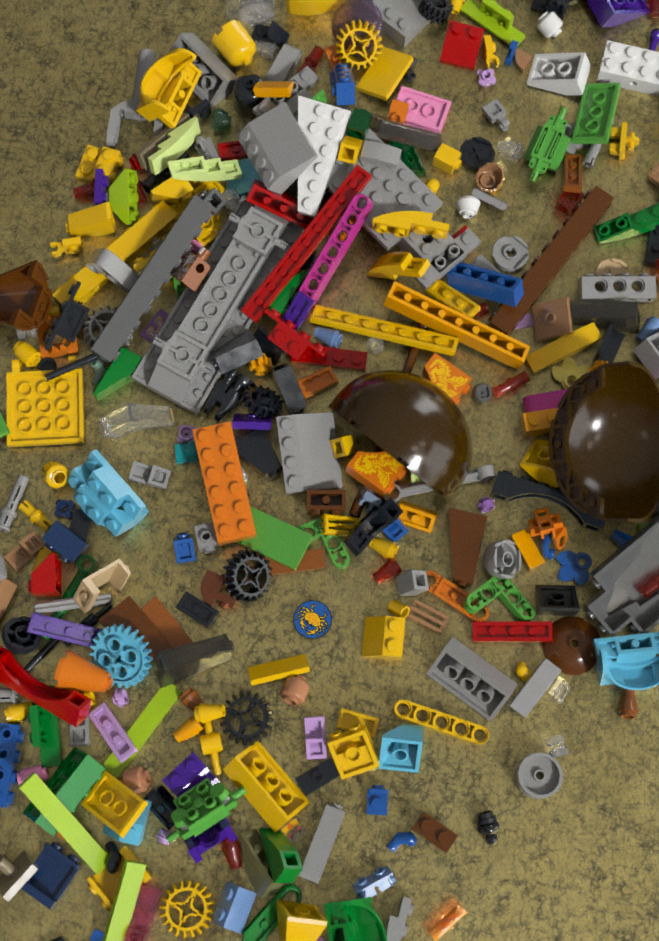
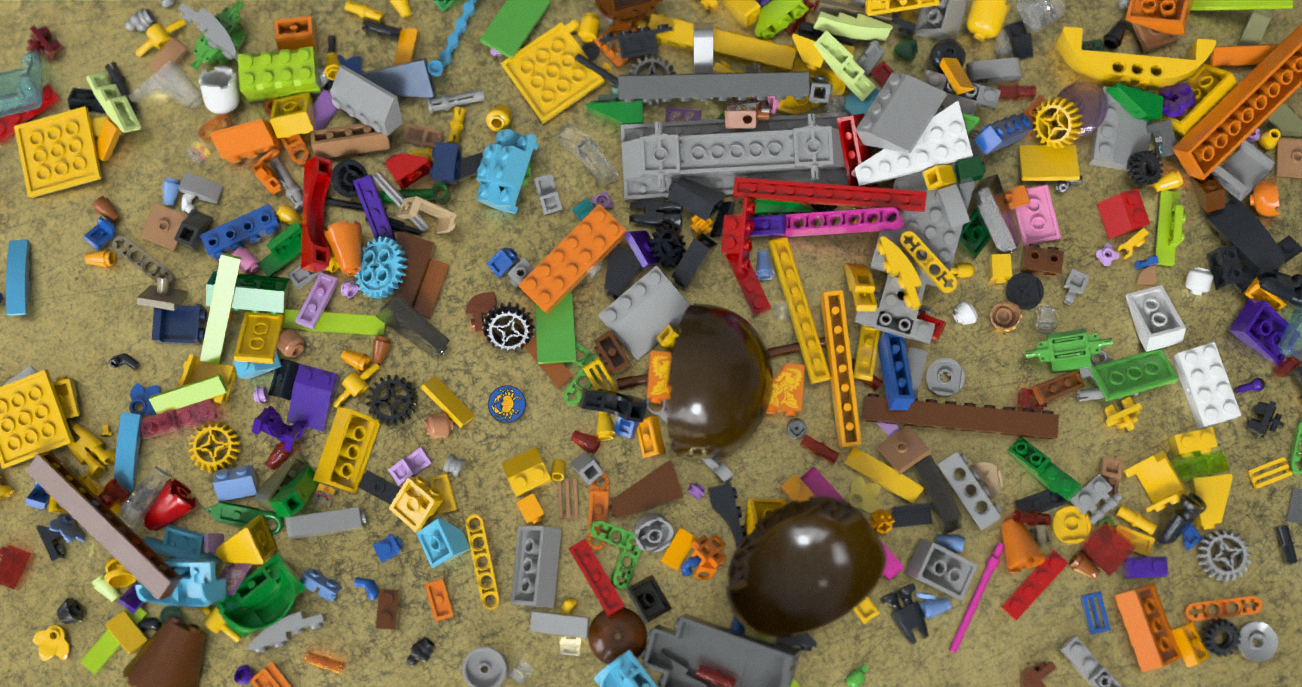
camera: 65 degrees right, 5 degrees up
(60, 504) = (476, 139): dark blue plate -> none
(114, 857) = (219, 364): black arm -> none
(197, 610) = (457, 305): black plate -> none
(202, 808) = (295, 409): bright green piece -> none
(209, 712) = (376, 366): yellow cone -> none
(317, 382) = (716, 281): orange plate -> none
(339, 697) = (454, 465): none -> light grey wheel
(369, 496) = (639, 388): sand blue tile -> none
(414, 199) = (930, 260): none -> yellow beam
(419, 653) = (531, 509): none -> light orange brick
(451, 782) = (439, 600): none -> orange plate
(461, 126) = (1042, 260): none -> reddish brown brick
(489, 199) = (985, 328): light grey tile -> none
(572, 569) = (685, 596): blue plate -> none

